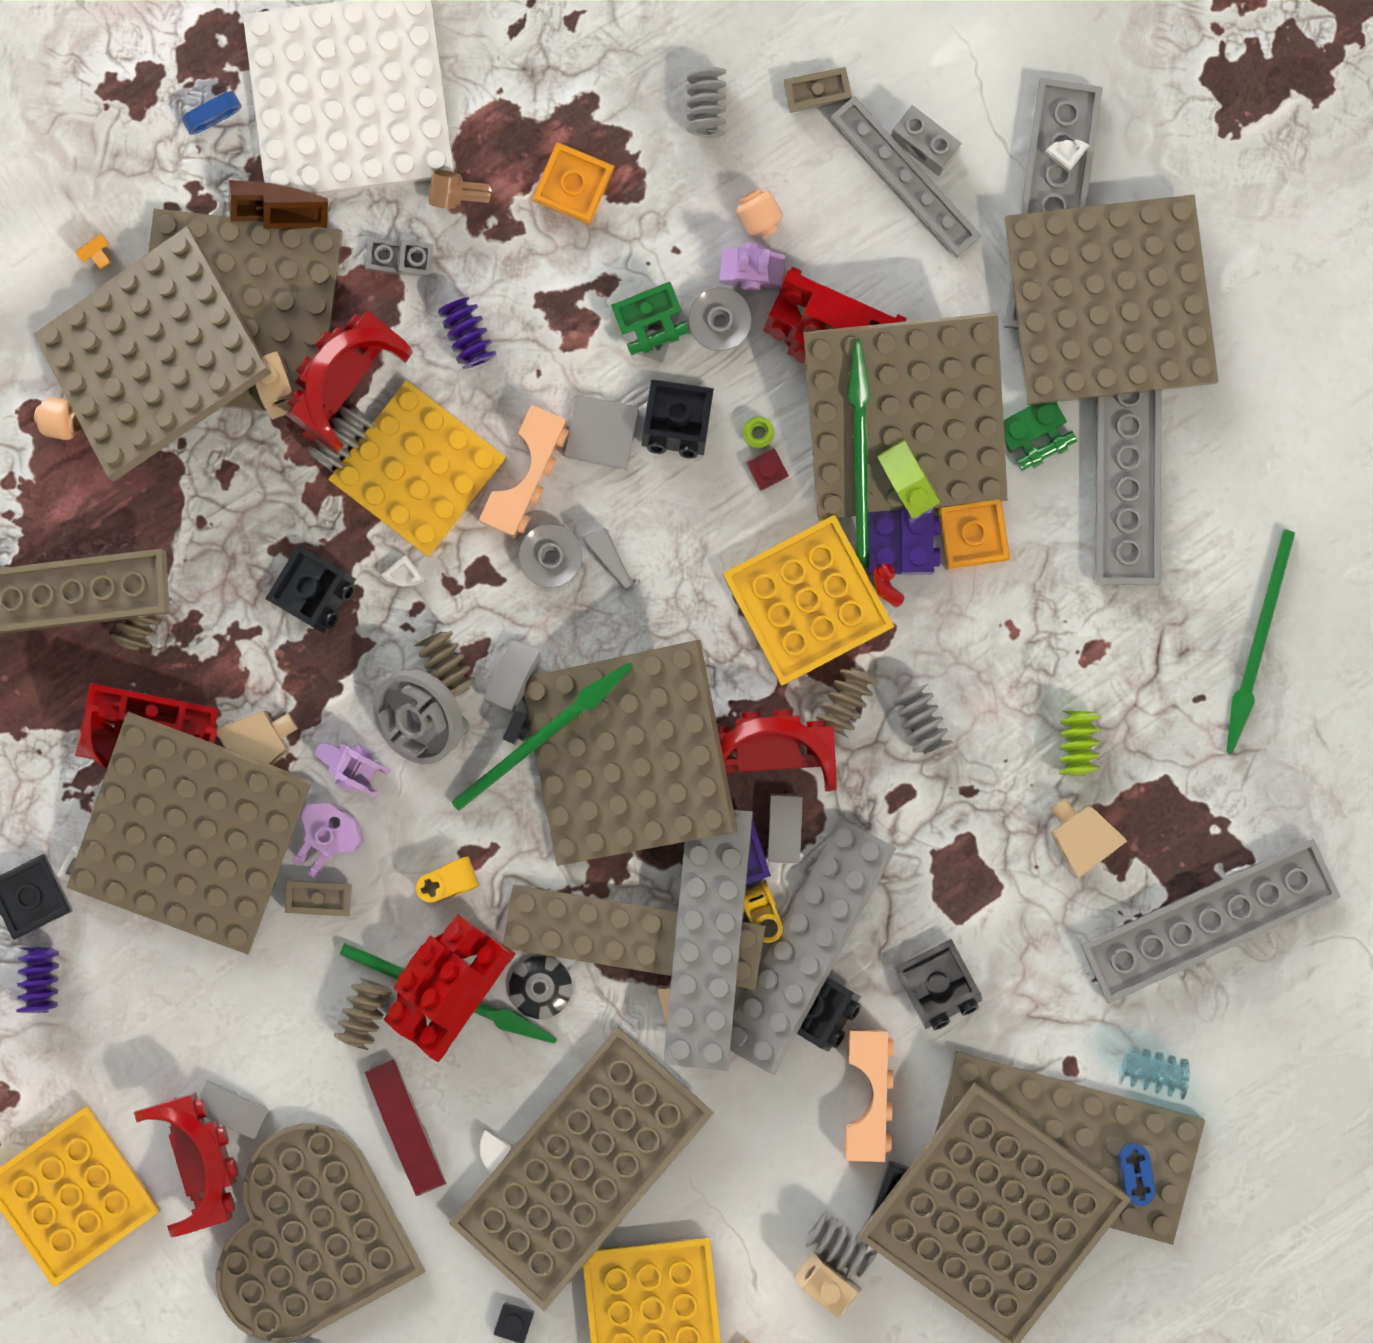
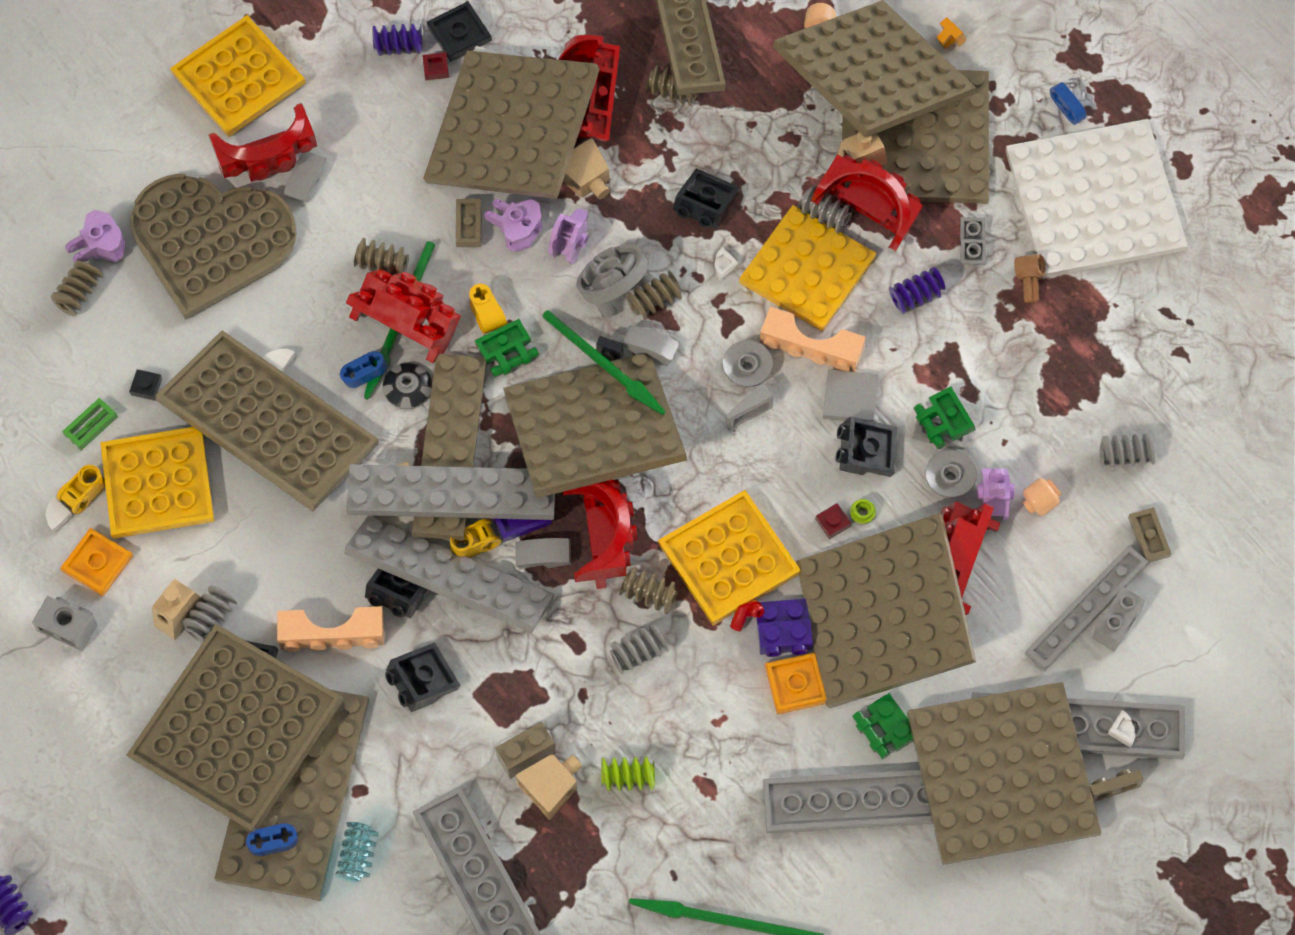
camera: 90 degrees right, 20 degrees down
(80, 930) = (435, 66): none -> dark red plate
(276, 205) = (1000, 149): reddish brown slope -> none
(405, 1128) = (295, 293): dark red slope -> none
(493, 862) = (504, 341): none -> green plate
(524, 1039) = (363, 369): none -> blue beam
(573, 183) = (1048, 362): light orange tile -> none
(859, 396) = (894, 563): green piece -> none
(908, 479) = (833, 615): lime slope -> none
(1042, 864) = (525, 749): none -> dark tan brick
(1127, 160) = (1123, 782): none -> dark tan plate

